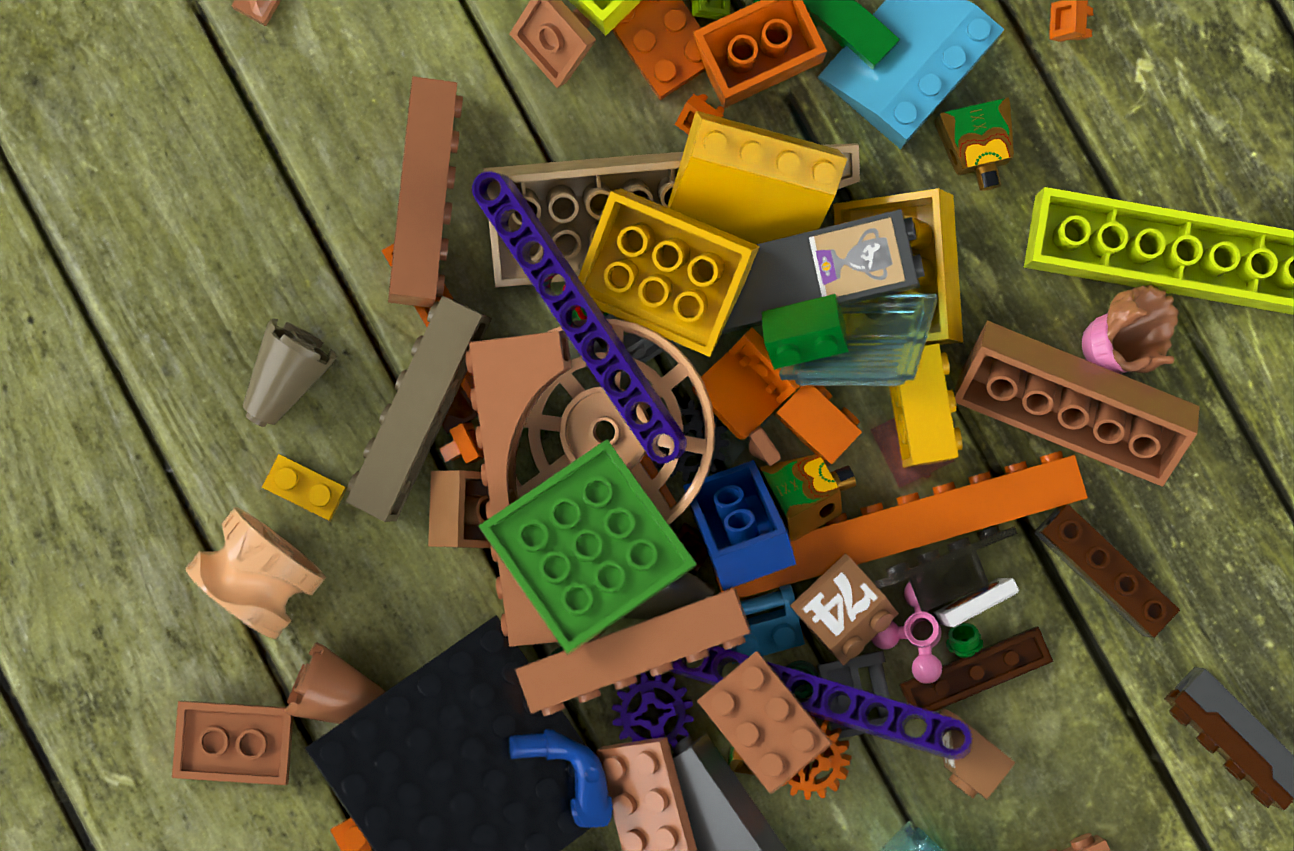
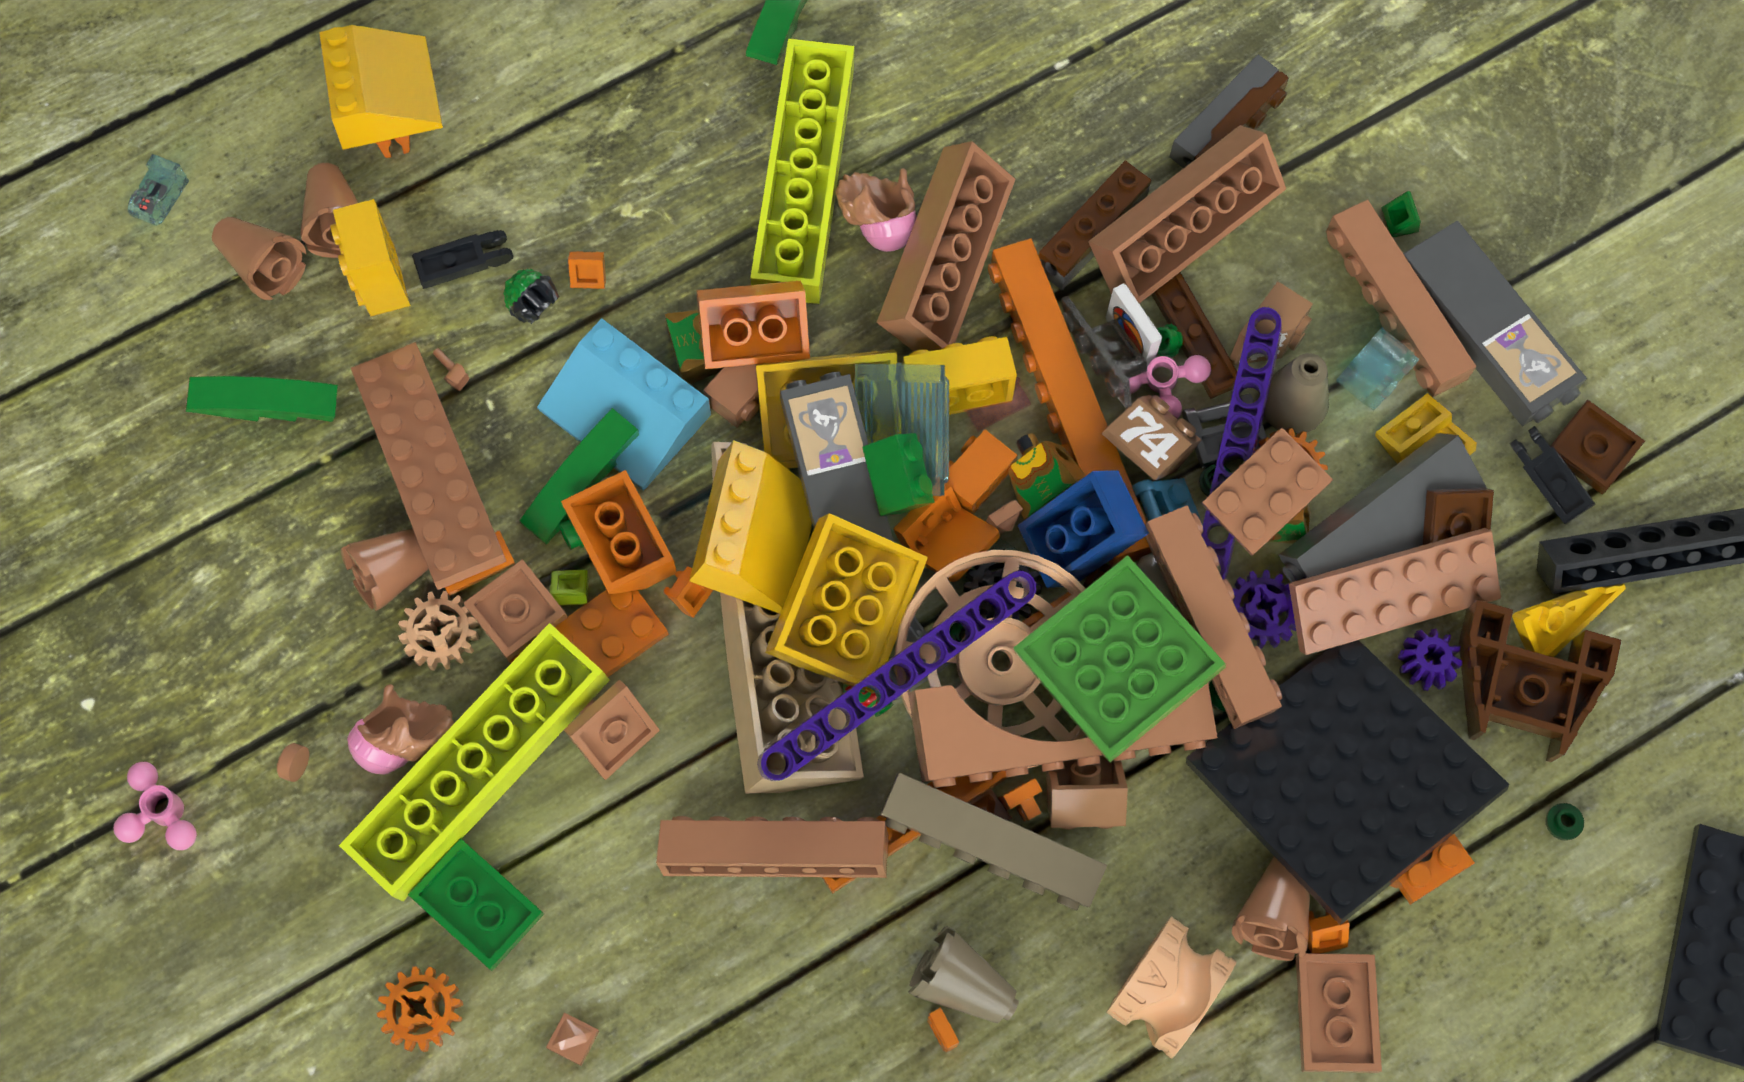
camera: 90 degrees left, 15 degrees down
(239, 351) = (942, 1030): none -> orange tile
(304, 487) = (1075, 958): yellow plate -> none
(308, 732) = (1326, 934): none -> orange tile
(591, 803) = (1356, 653): blue piece -> none
(881, 767) = (1298, 395): none -> dark tan cone
(926, 169) = (734, 393): none -> nougat slope
(989, 187) = (753, 324): none -> orange slope
(1111, 676) = (1189, 213): none -> nougat brick

